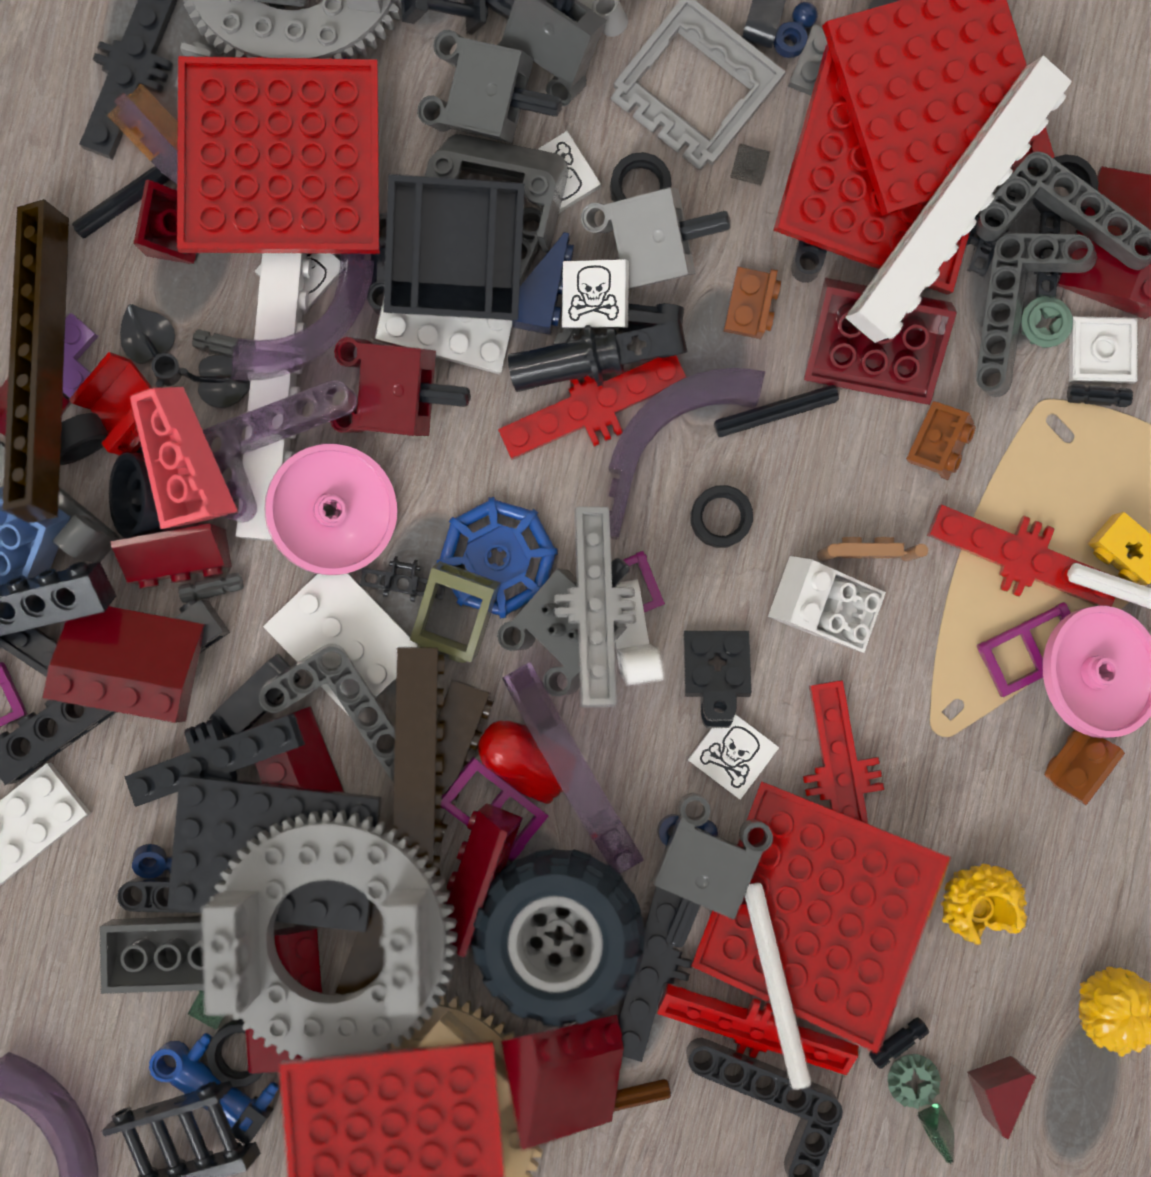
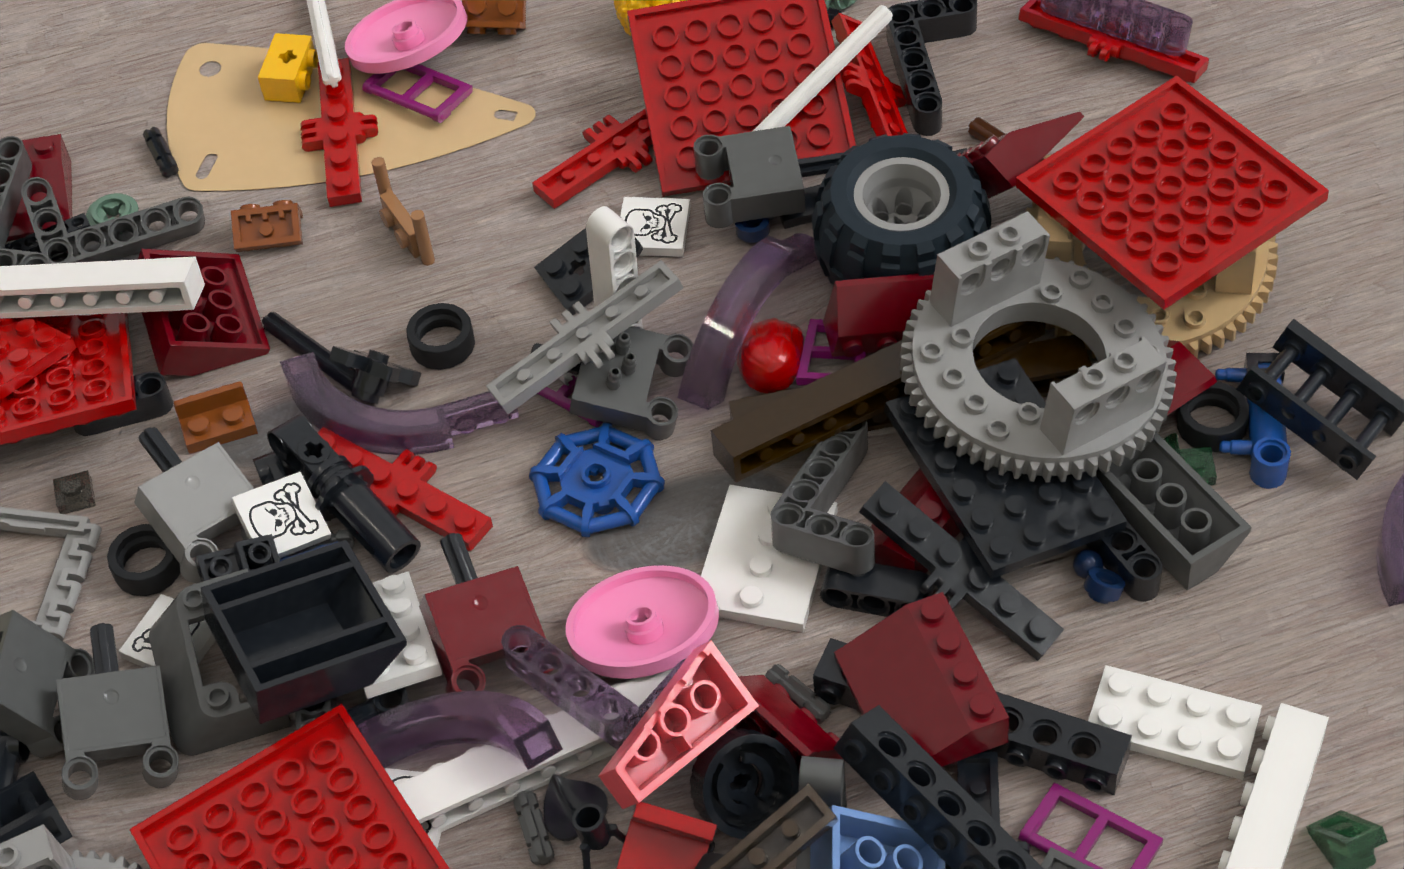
camera: 115 degrees left, 35 degrees down
(387, 587) = (670, 547): black piece -> none
(465, 582) = (670, 495): olive window -> none
(567, 239) = (245, 554): none -> black slope
(709, 440) = (372, 372): none -> black plant
(826, 603) = (471, 230): white slope -> none
(1103, 350) = (117, 168): white tile -> none

